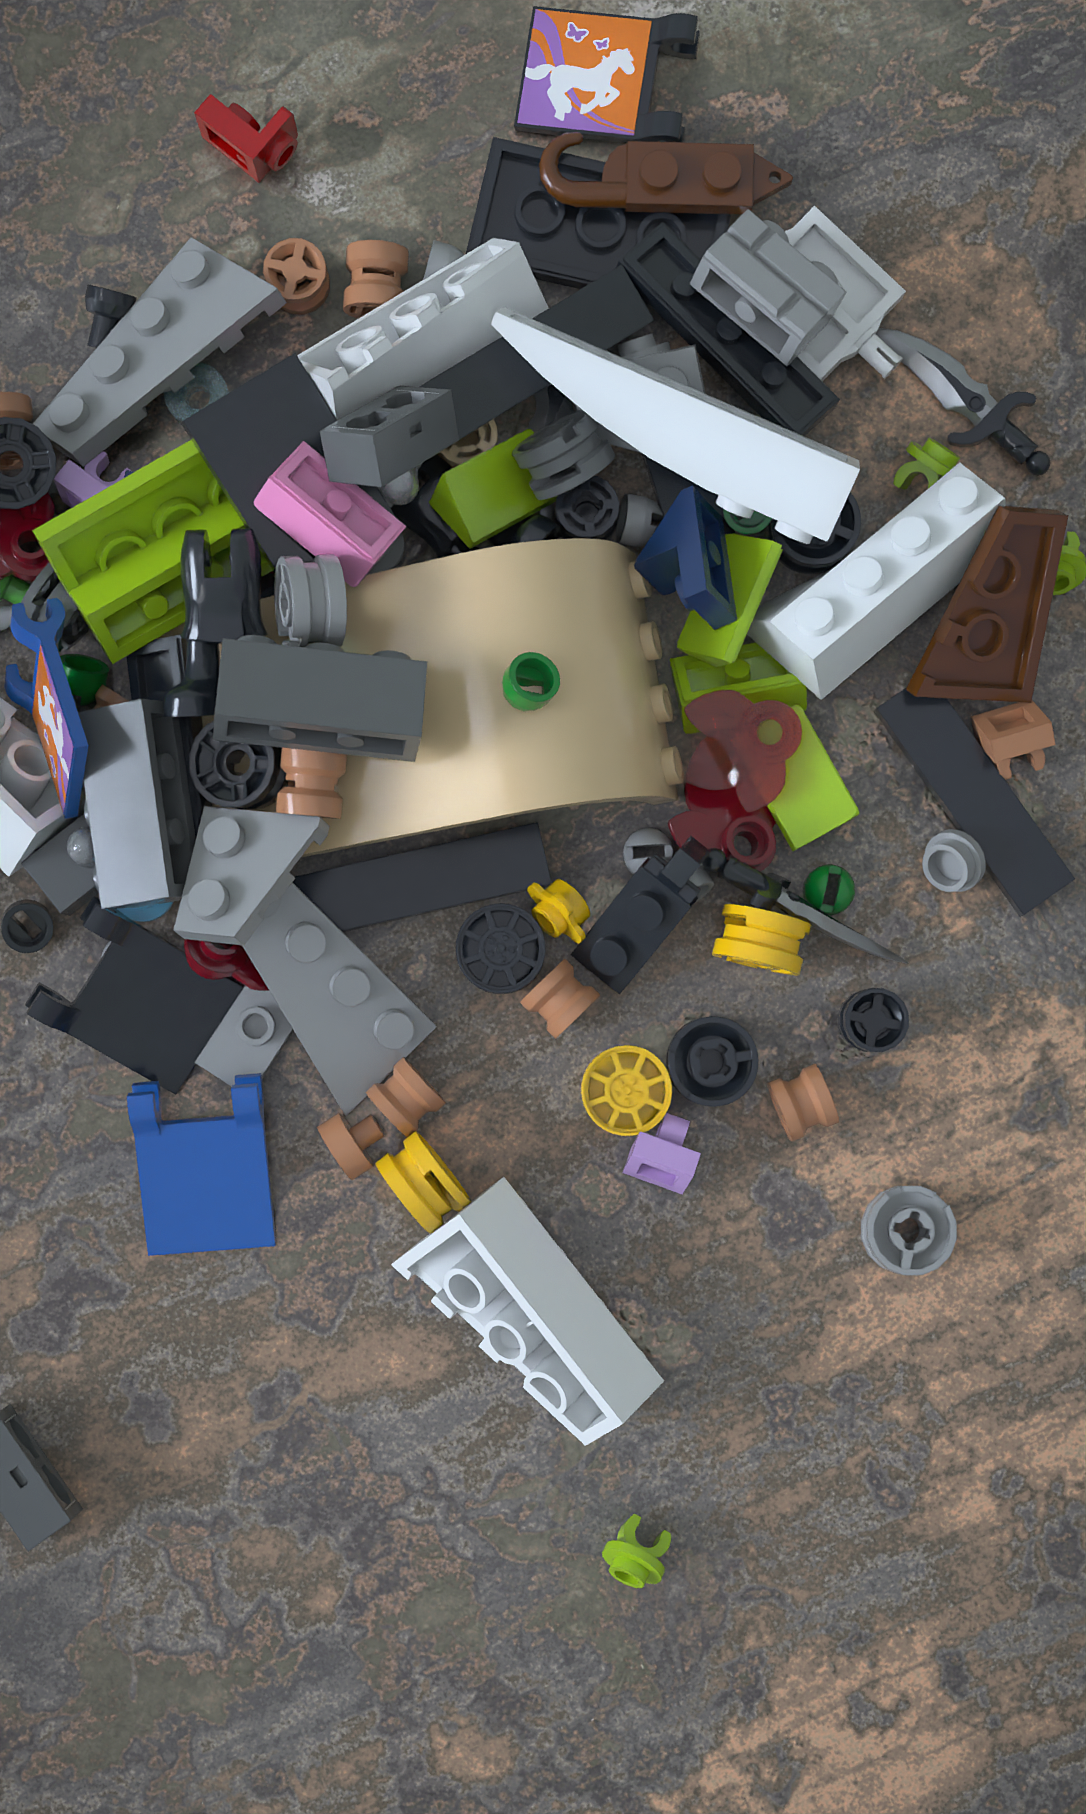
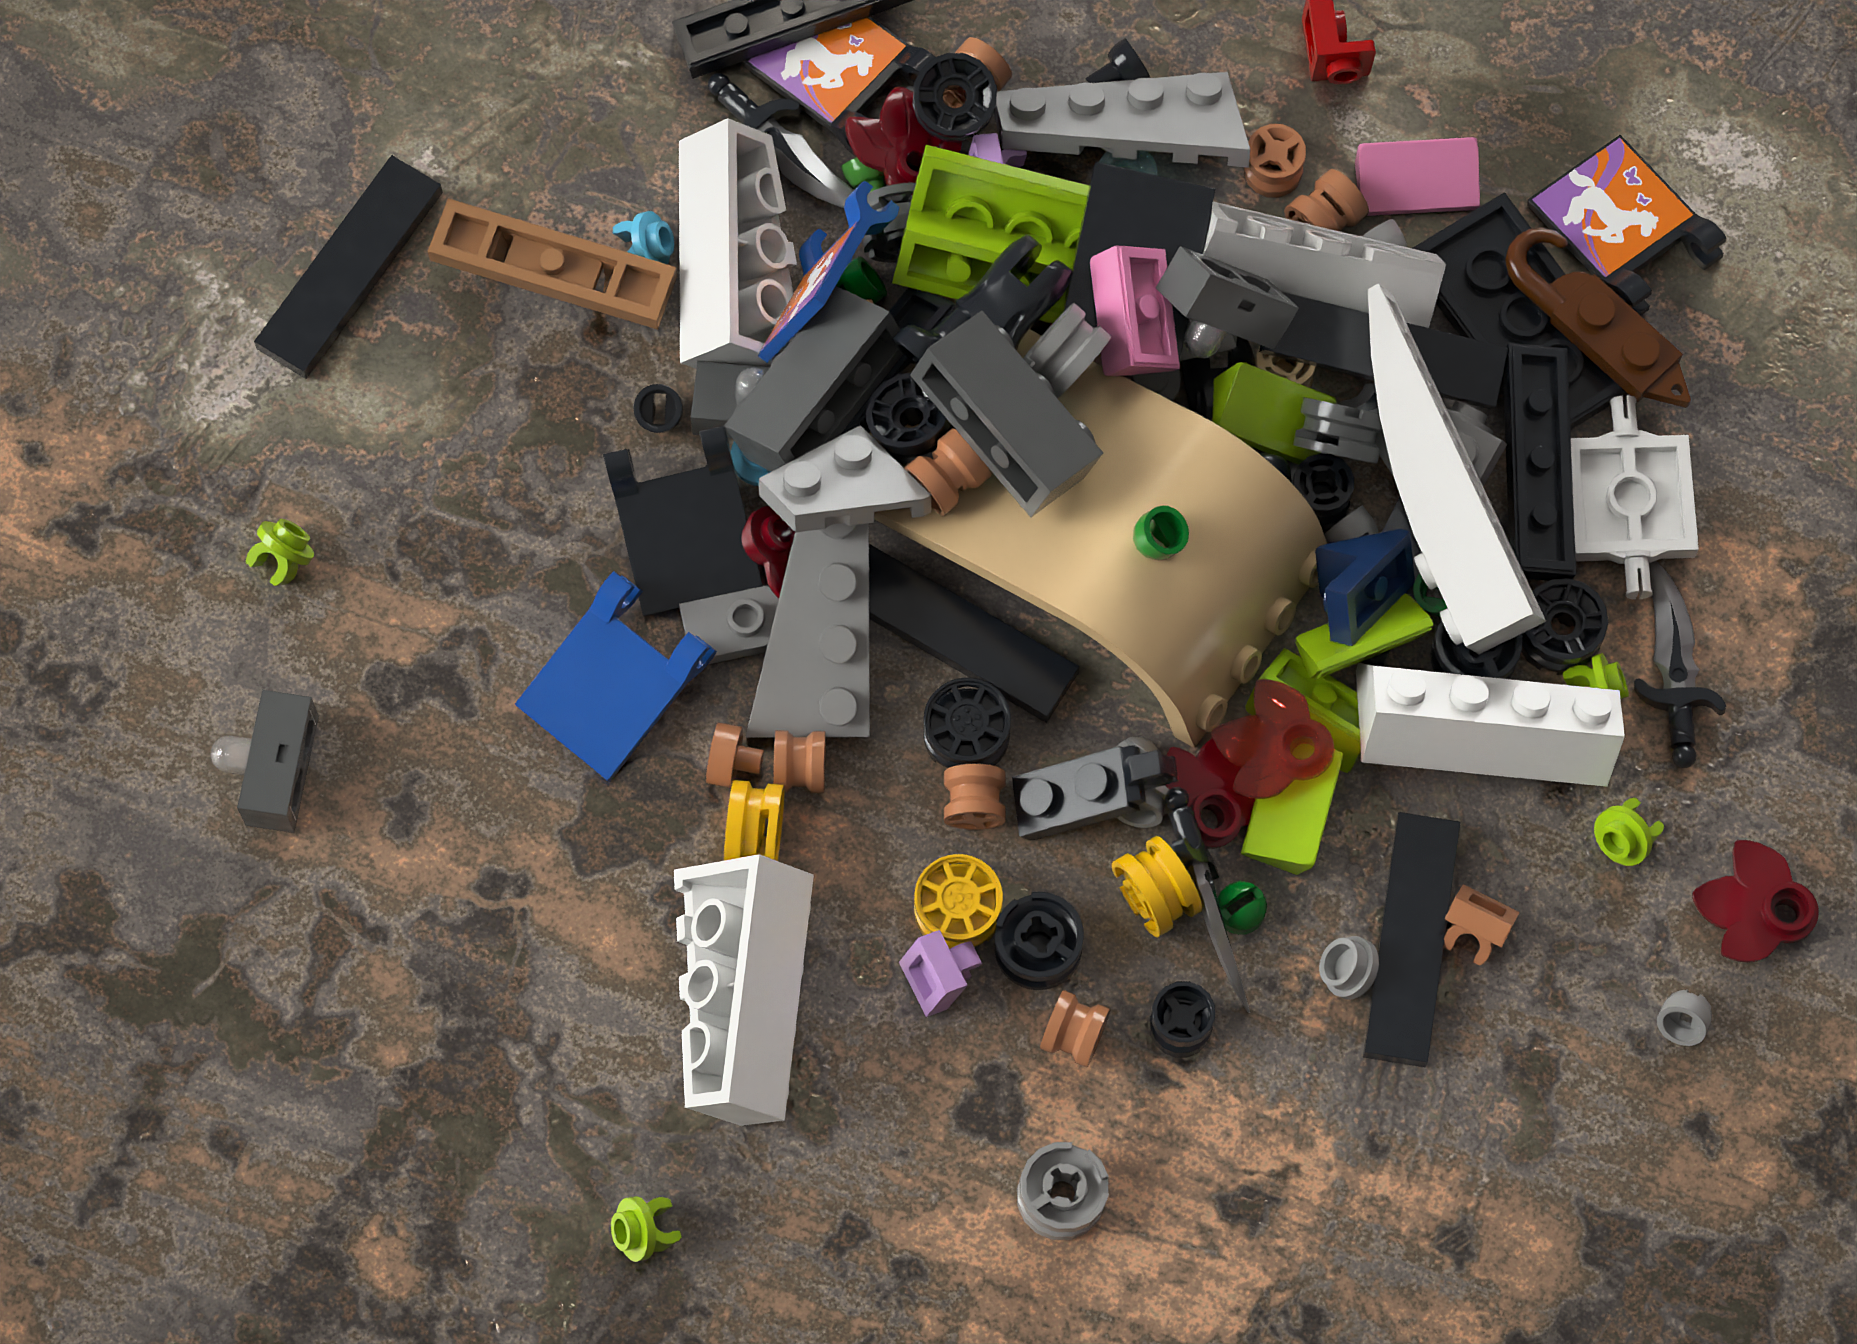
camera: 45 degrees right, 15 degrees down
(417, 185) = (1419, 175): none -> bright pink slope
(559, 909) = (1034, 736): yellow plate -> none
(768, 286) = (1595, 450): light grey brick -> none
(885, 435) = (1575, 606): none -> black wheel
(999, 613) = (1546, 820): reddish brown wing -> none

